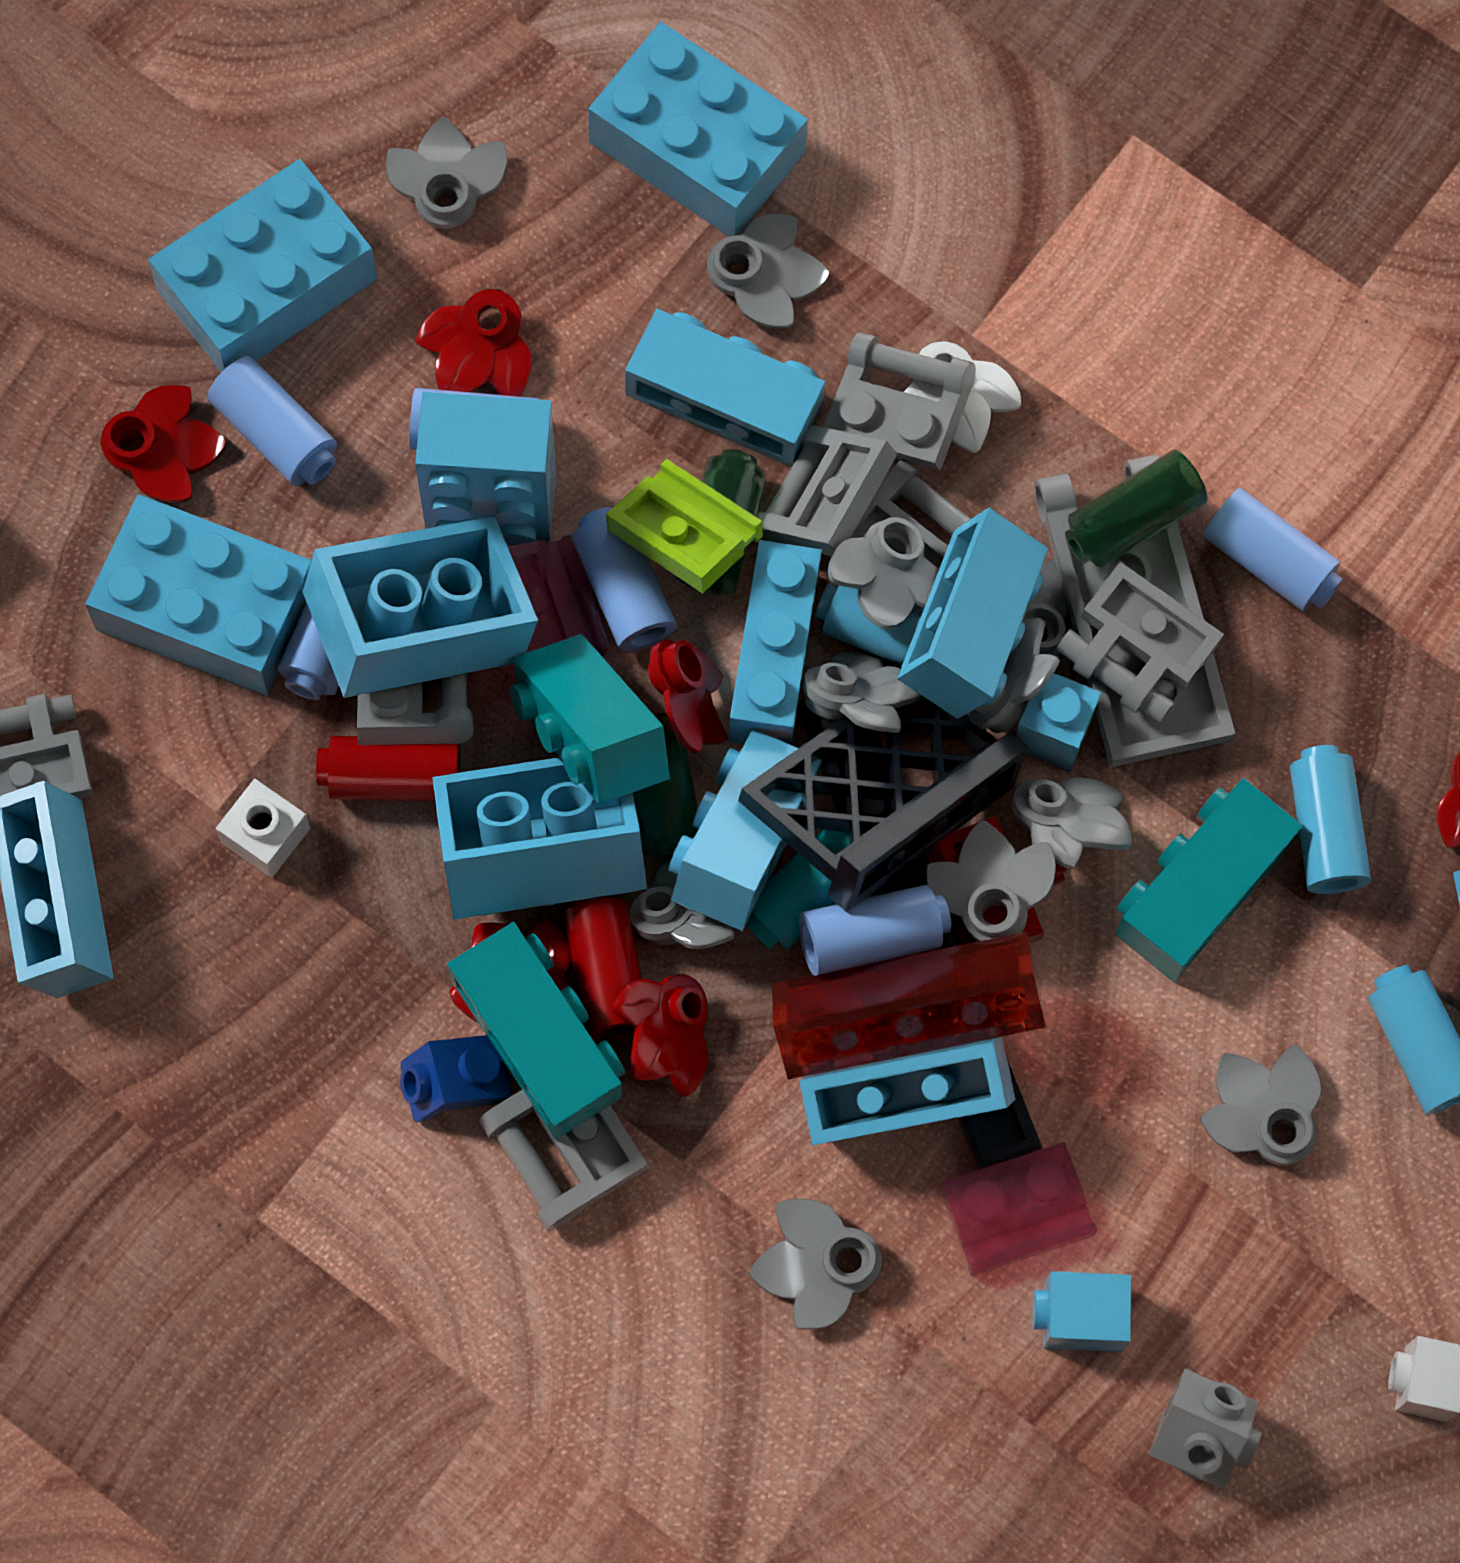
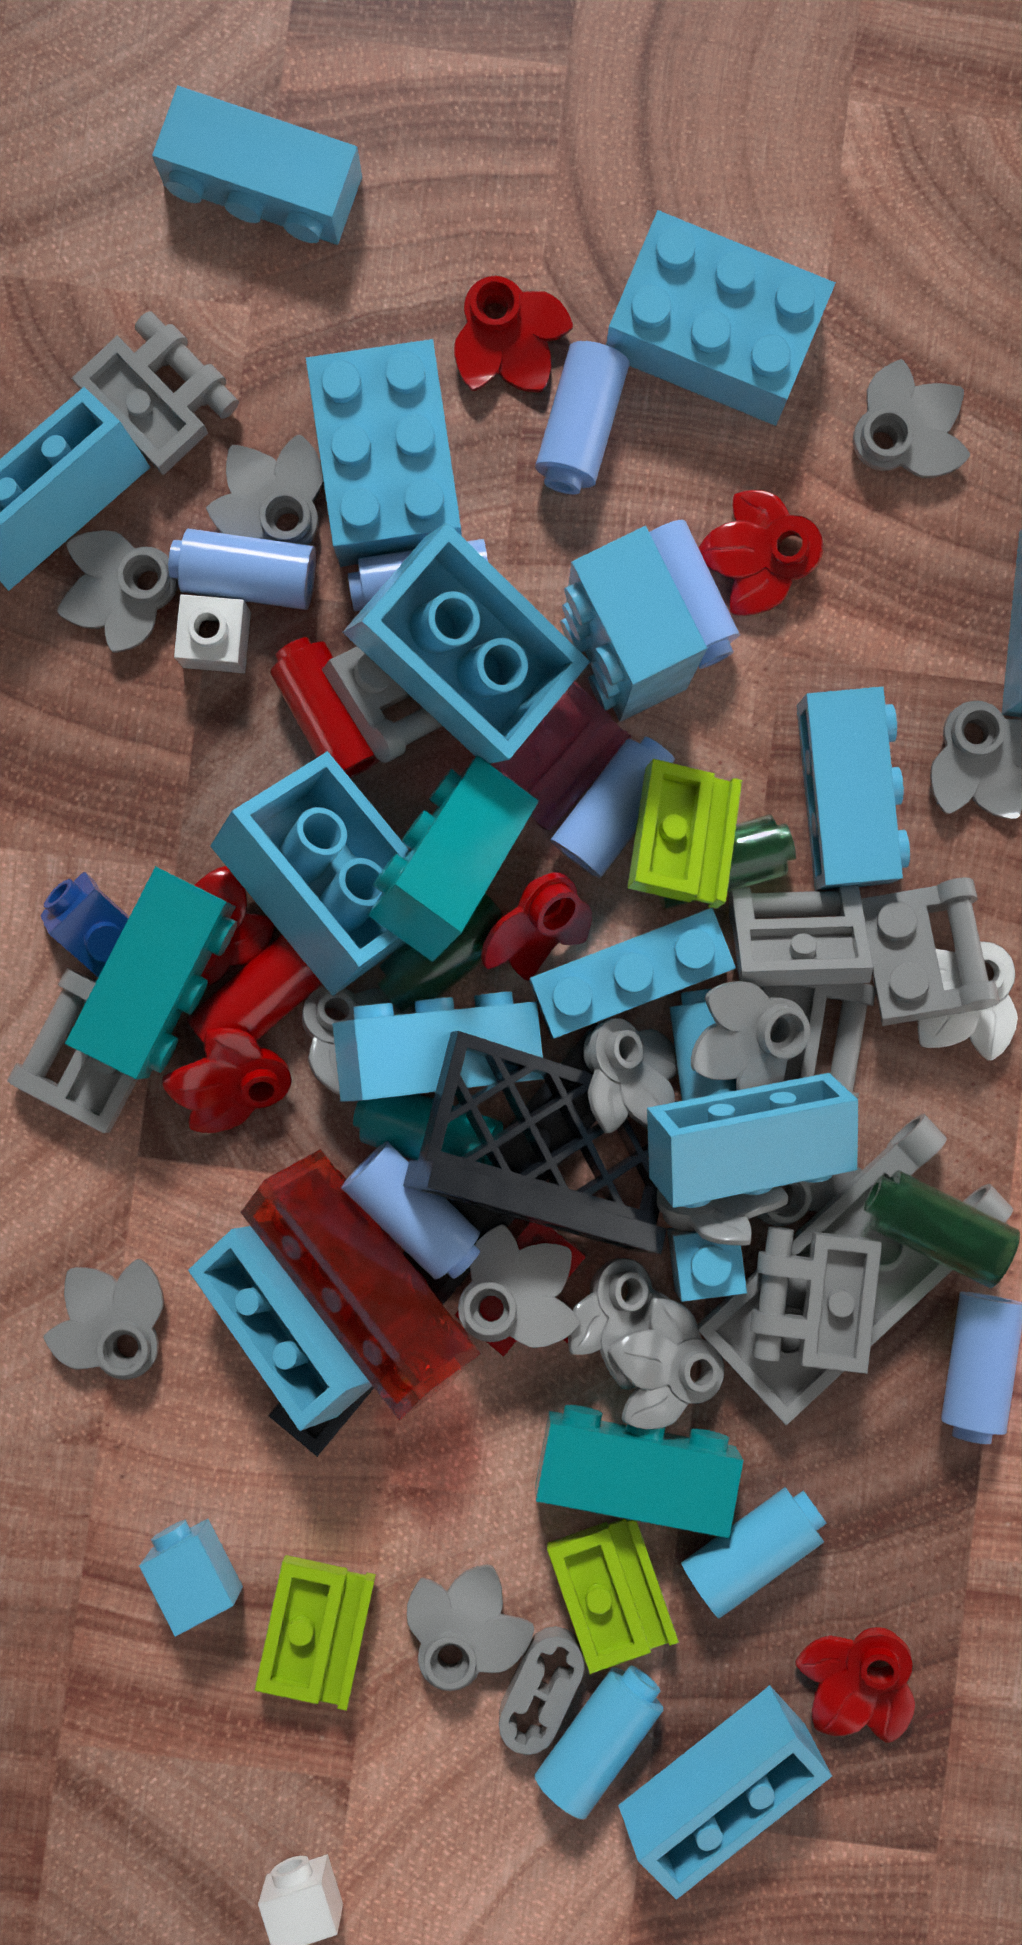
camera: 60 degrees right, 15 degrees up
(164, 715) = (267, 490): none -> light grey plate
(164, 898) = (110, 591): none -> light grey plate
(223, 768) = (243, 568): none -> light blue brick
(1018, 1208) = (254, 1465): clear pink plate -> none
(1129, 798) = (660, 1366): none -> light grey plate
(1197, 1234) = (315, 1632): none -> lime plate
(1206, 1429) = (142, 1736): light grey brick -> none
(1301, 961) = (611, 1593): none -> lime plate
(1367, 1062) = (554, 1696): none -> light grey beam

